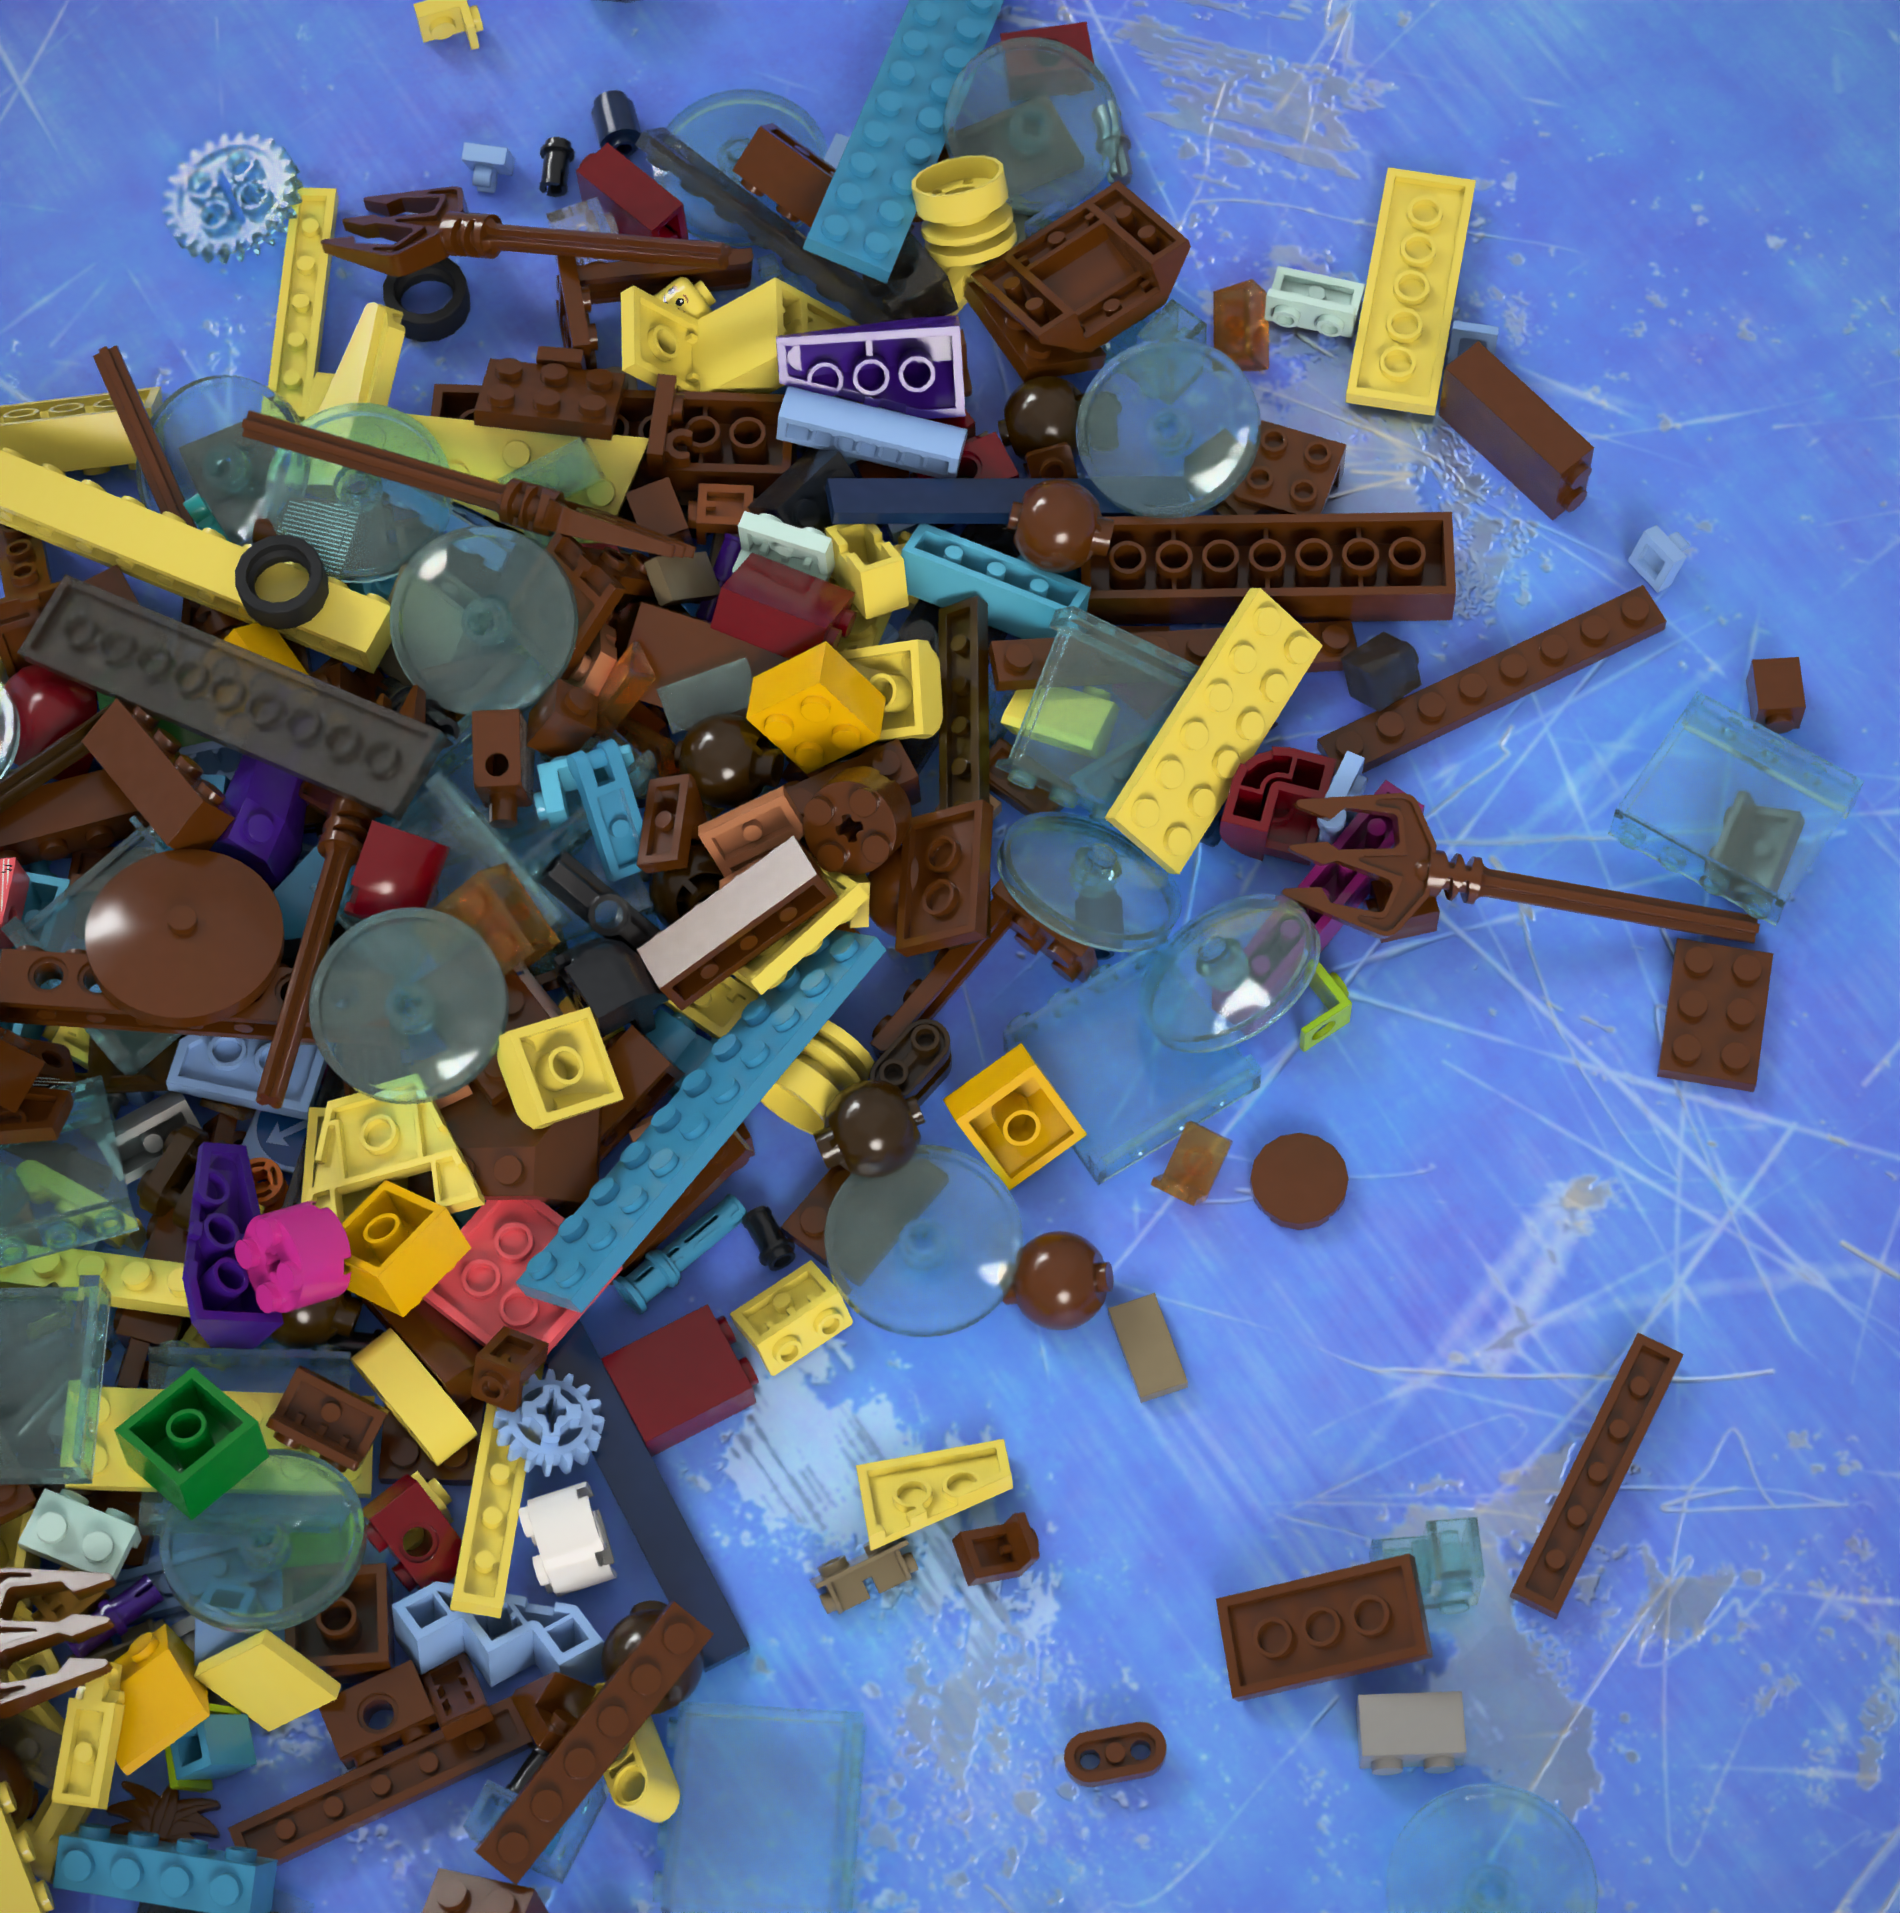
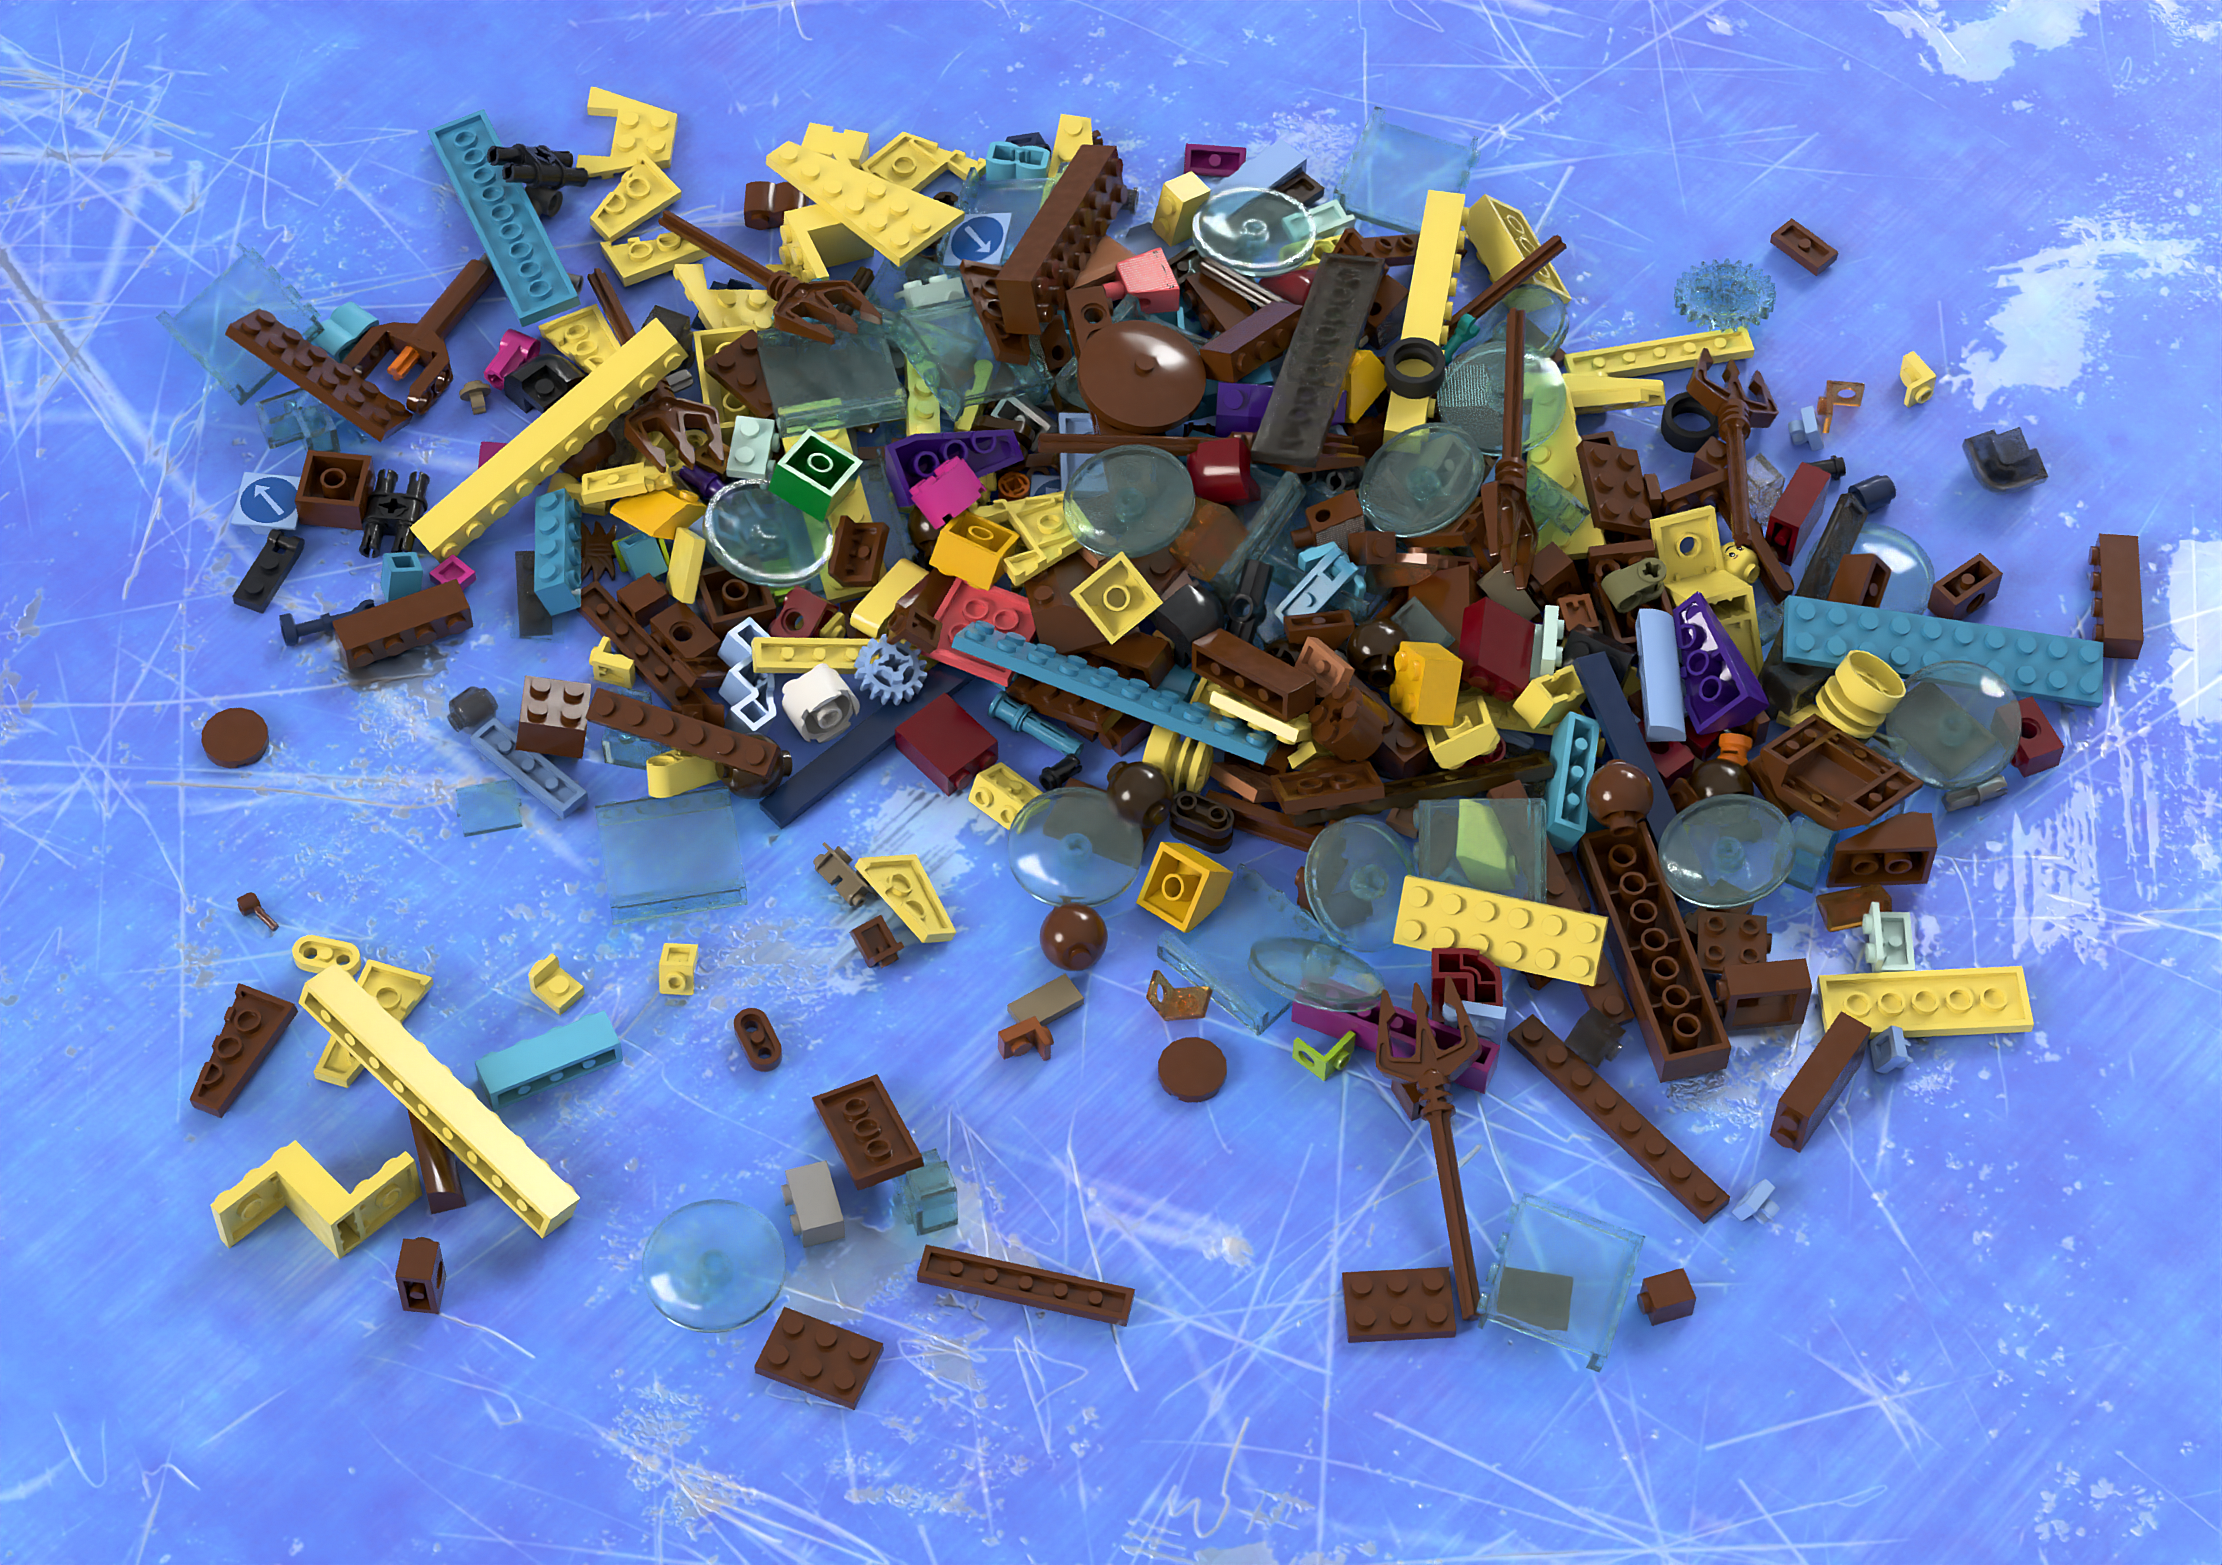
camera: 70 degrees right, 10 degrees down
(180, 85) = (1804, 247): none -> reddish brown plate
(287, 1761) = (644, 599): none -> reddish brown brick
(400, 1834) = (612, 668): none -> light yellow bracket
(452, 129) = (1831, 397): none -> clear orange bracket
(512, 288) = (1709, 458): none -> reddish brown brick
(713, 421) = (1635, 584): none -> olive piece
(810, 60) = (1965, 589): none -> brick
(878, 990) = (1249, 783): none -> nougat wing
(962, 1843) = (677, 968): none -> light yellow bracket
(978, 385) = (1735, 747): none -> orange wheel
(1201, 219) = (1887, 853): none -> reddish brown slope
(1207, 1393) = (1023, 1036): none -> dark orange bracket
(1372, 450) = (1763, 994): none -> reddish brown window
(1650, 1779) = (819, 1358): none -> reddish brown plate

